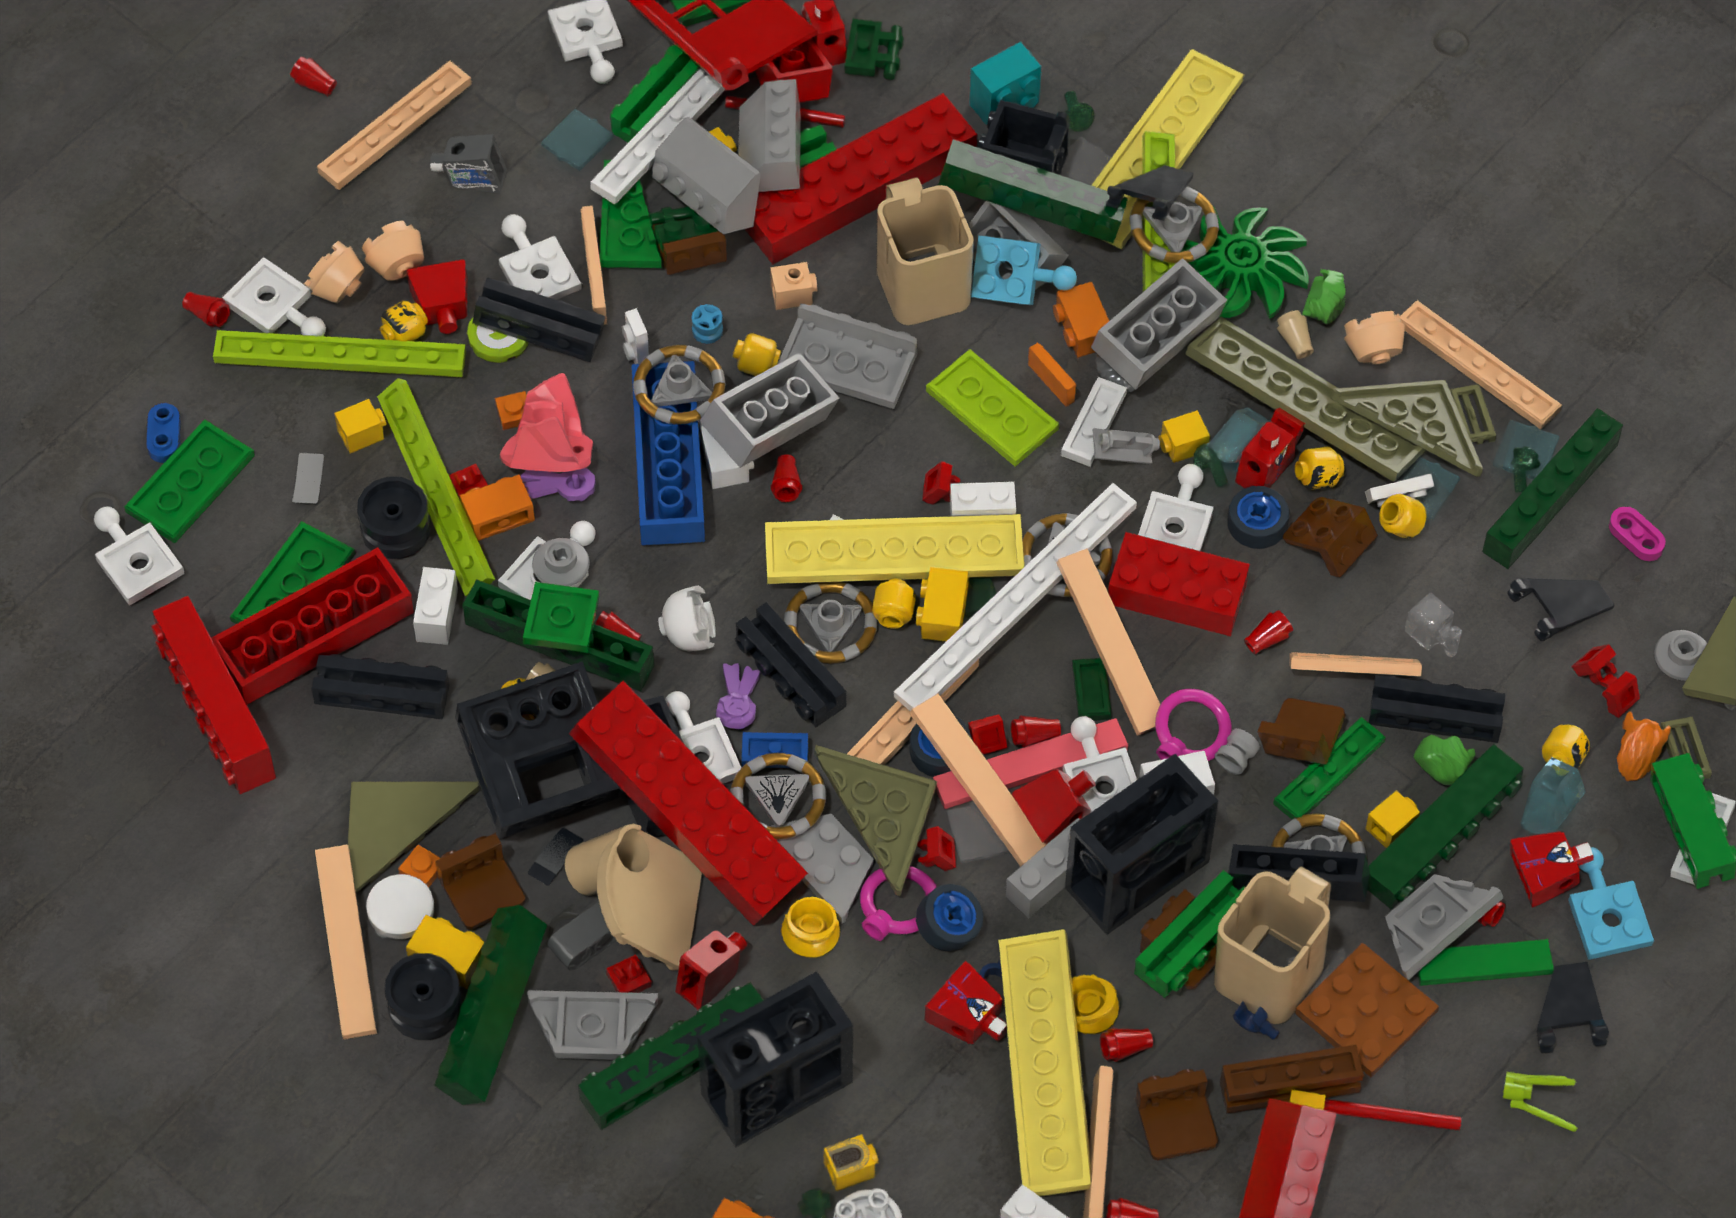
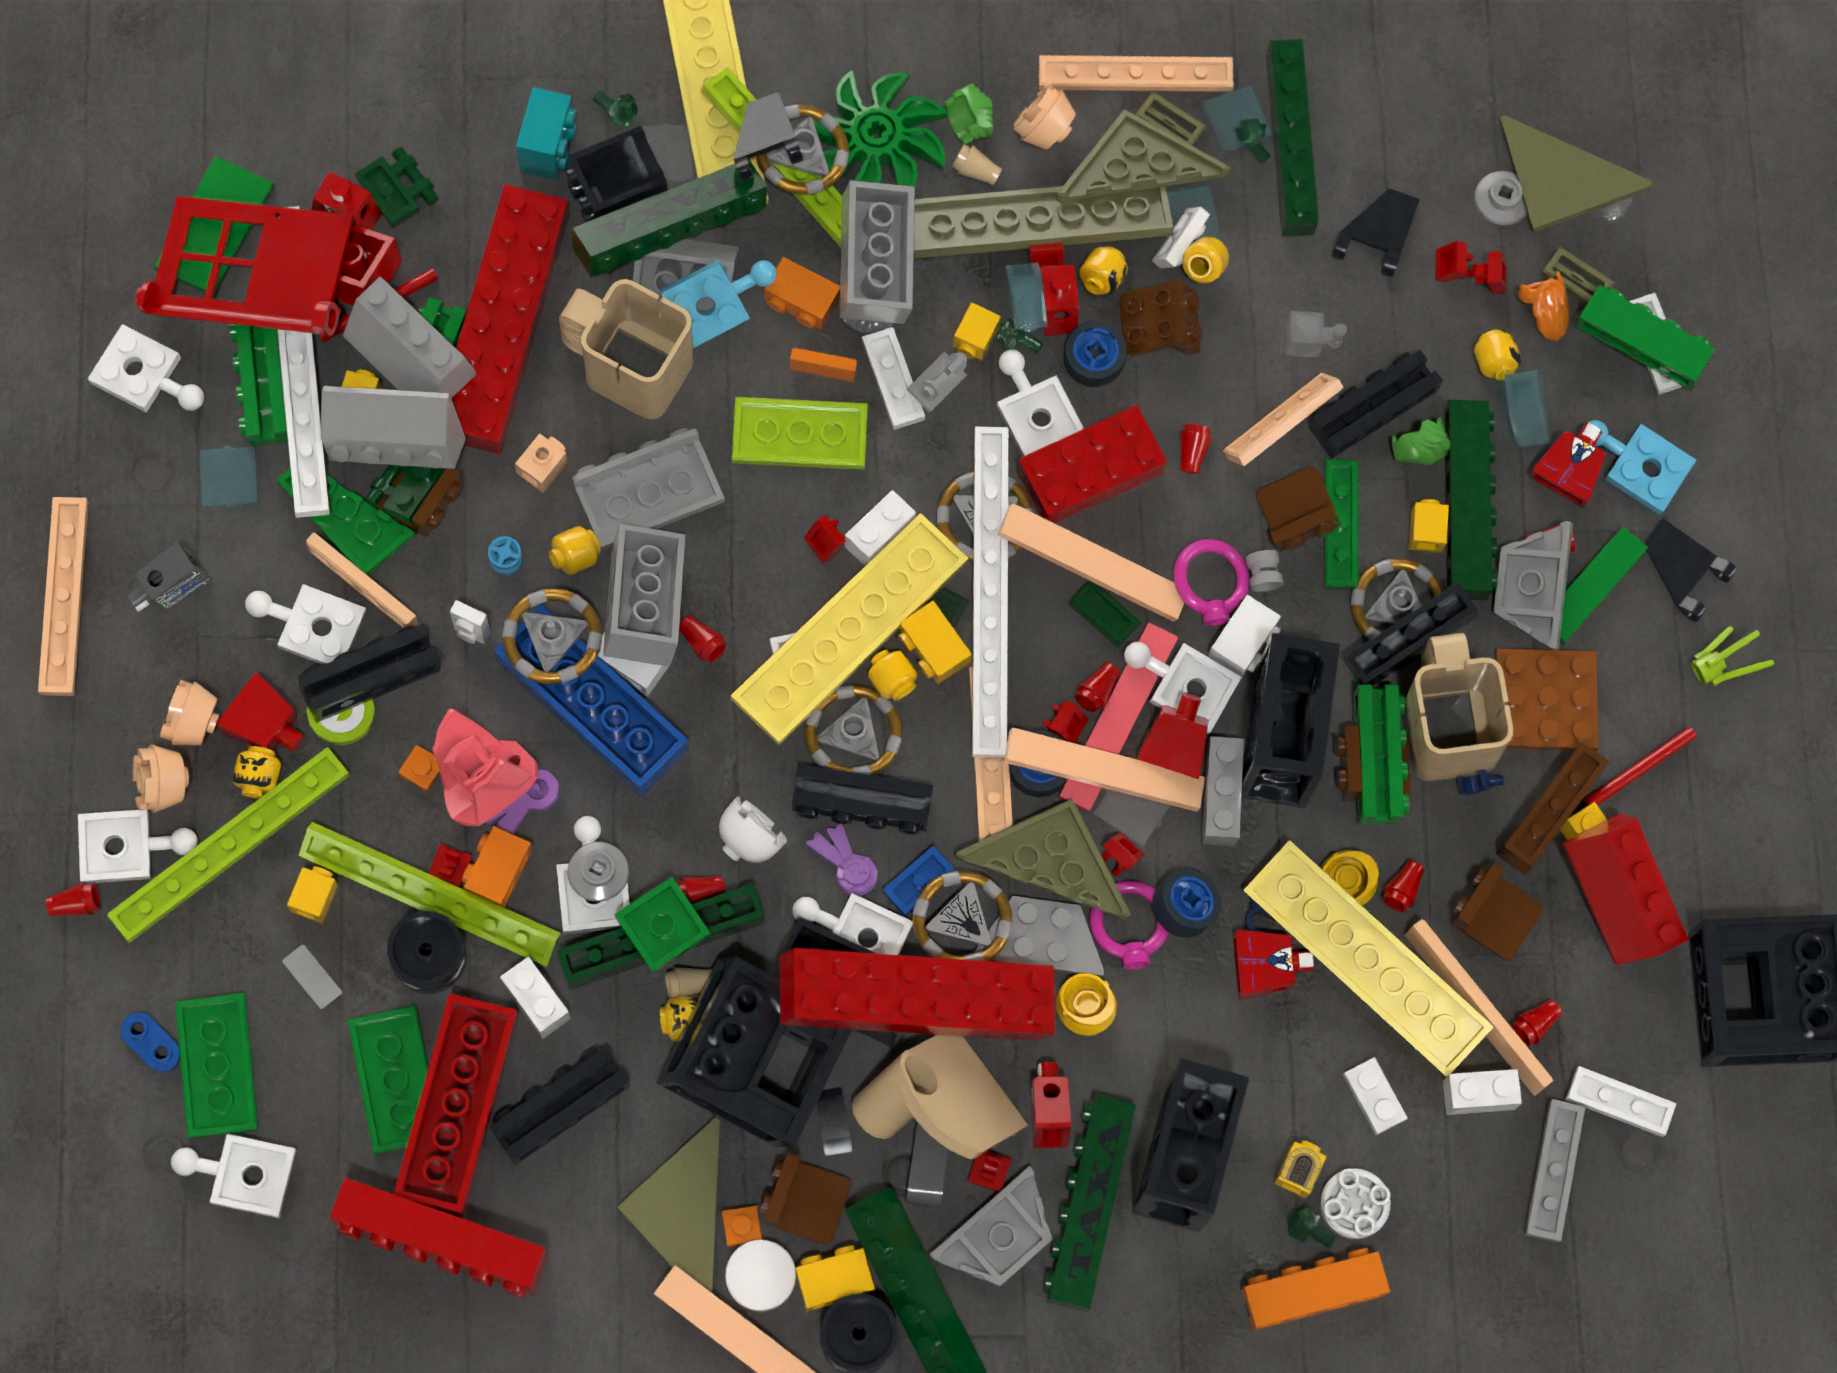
camera: 50 degrees left, 15 degrees up
(957, 1165) = (1375, 1096): none -> white plate
(1640, 533) = (1384, 121): dark pink plate -> none

